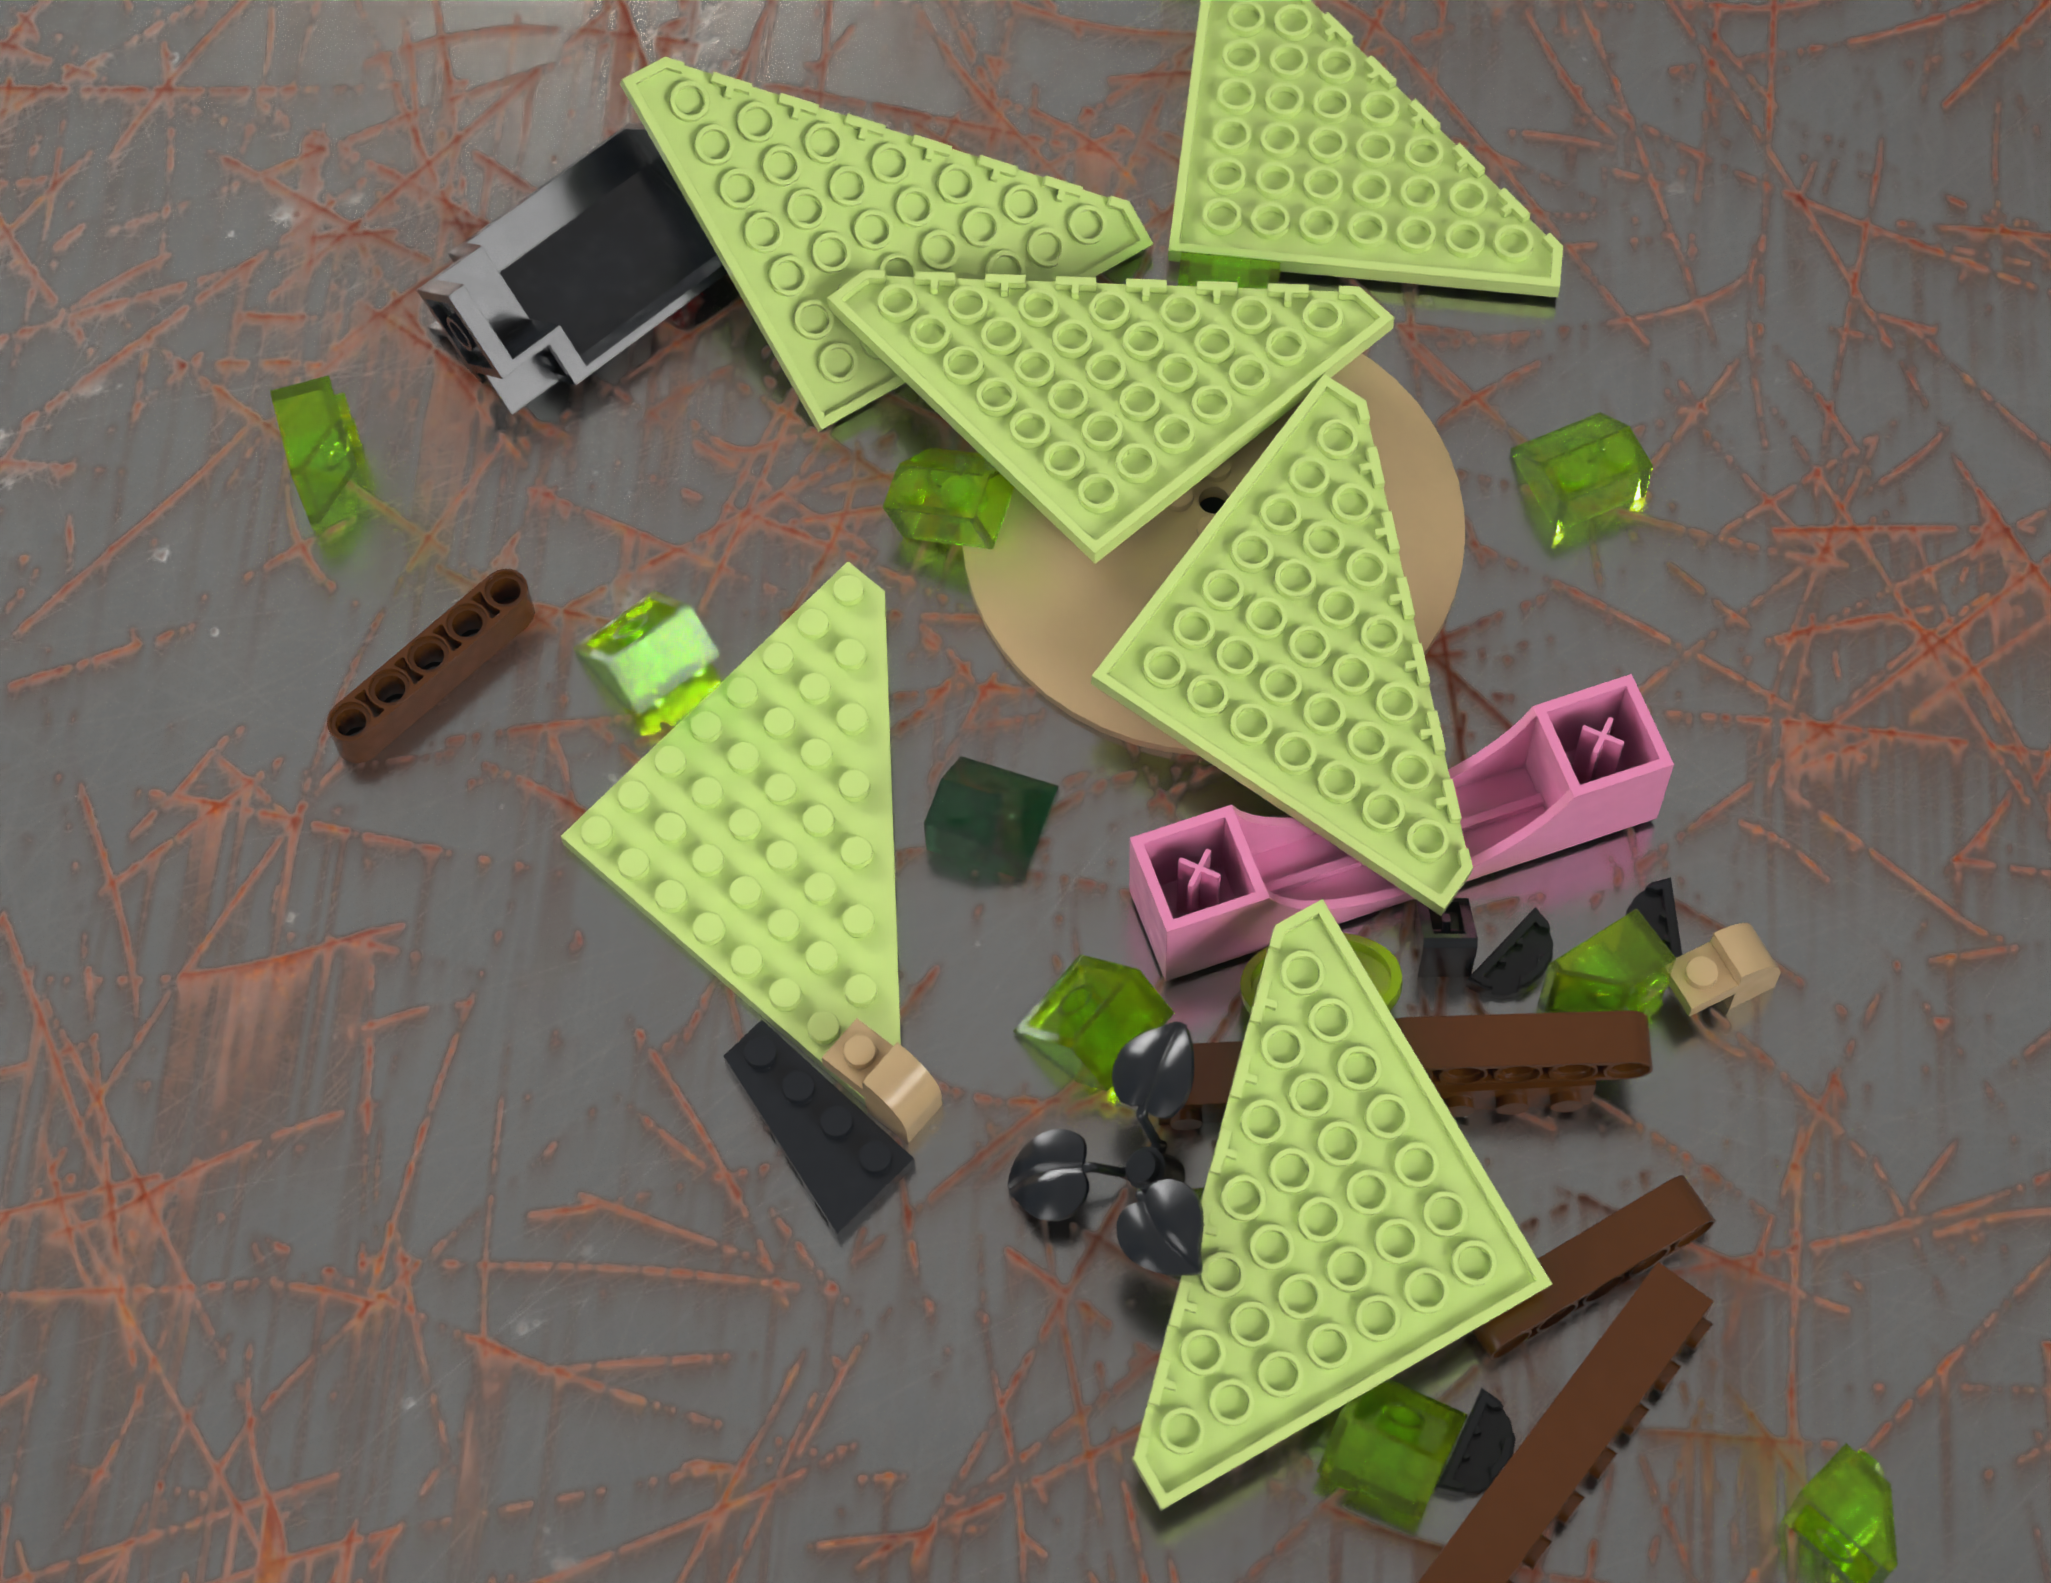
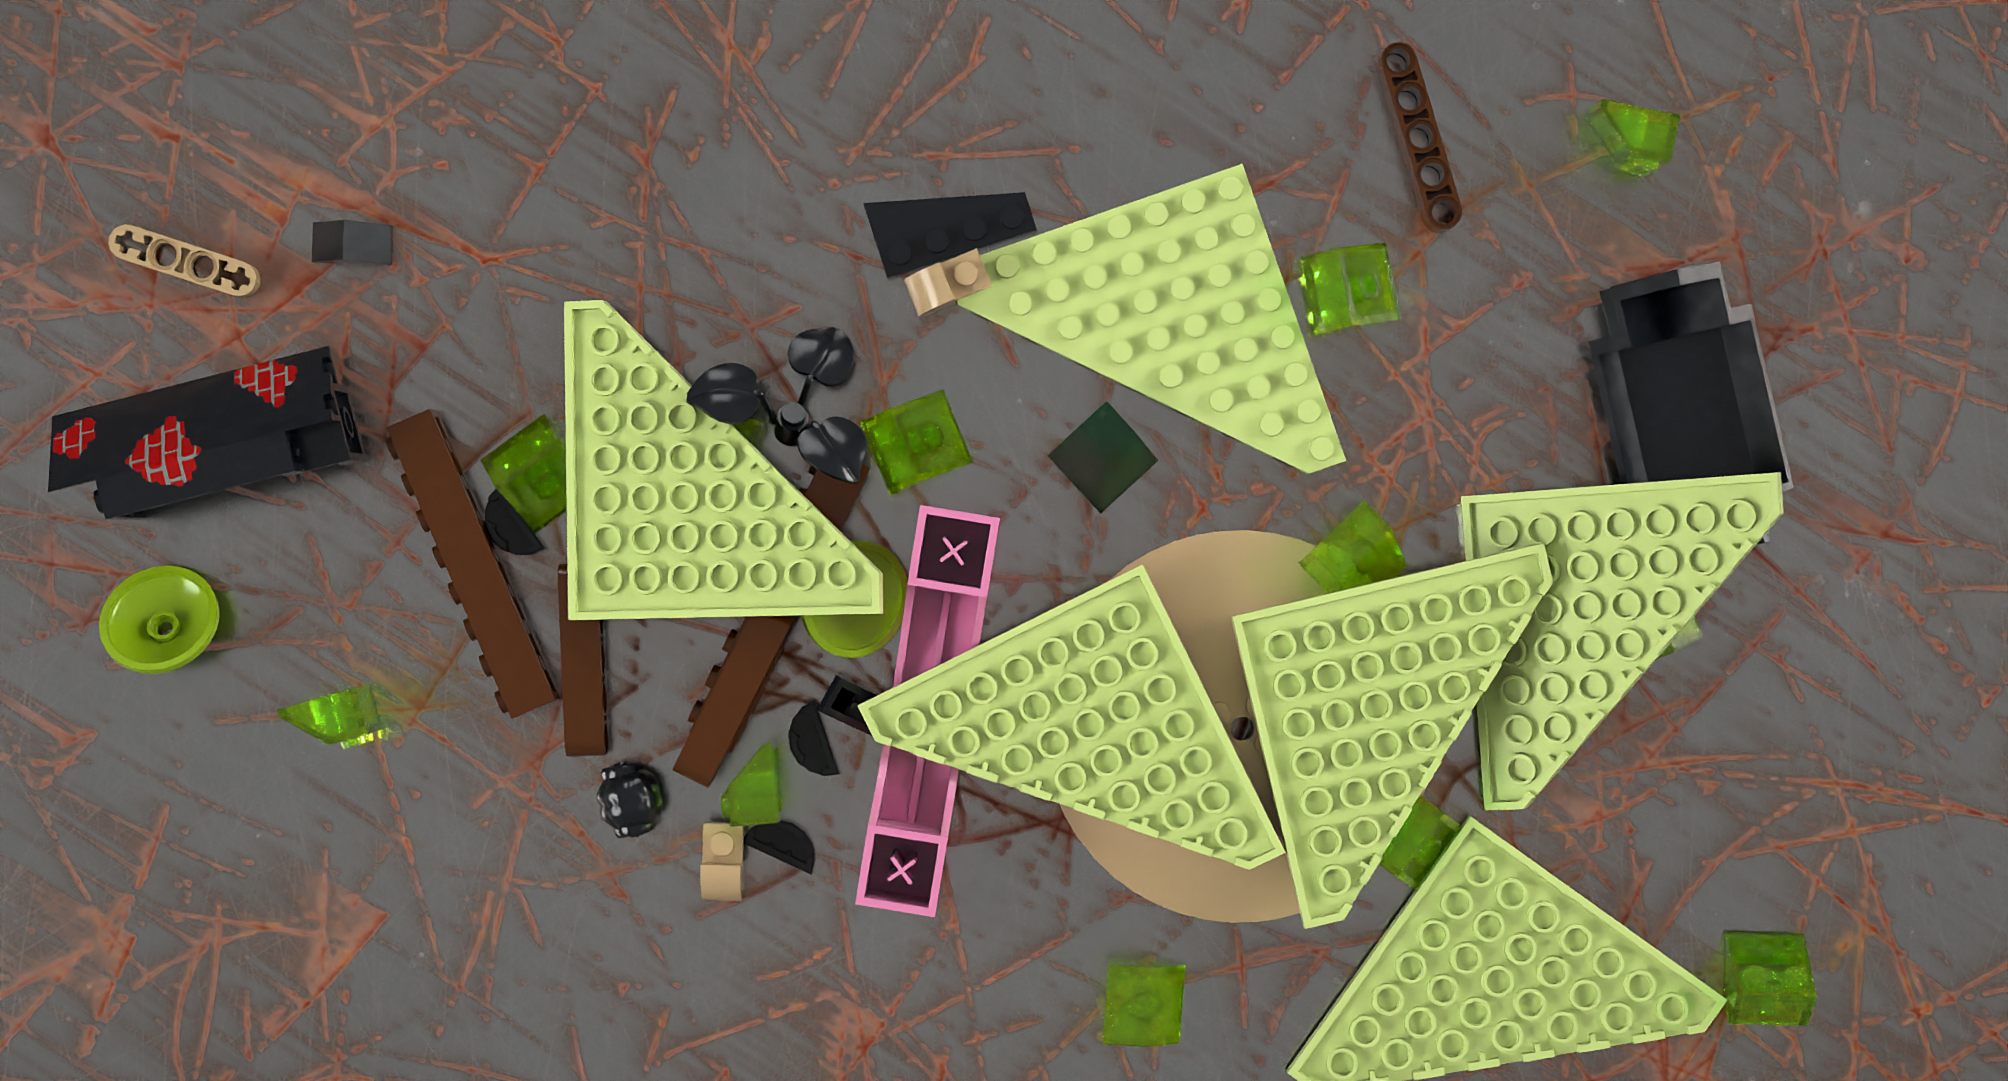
camera: 120 degrees right, 25 degrees up
(1718, 1119) = (629, 799): none -> black hair

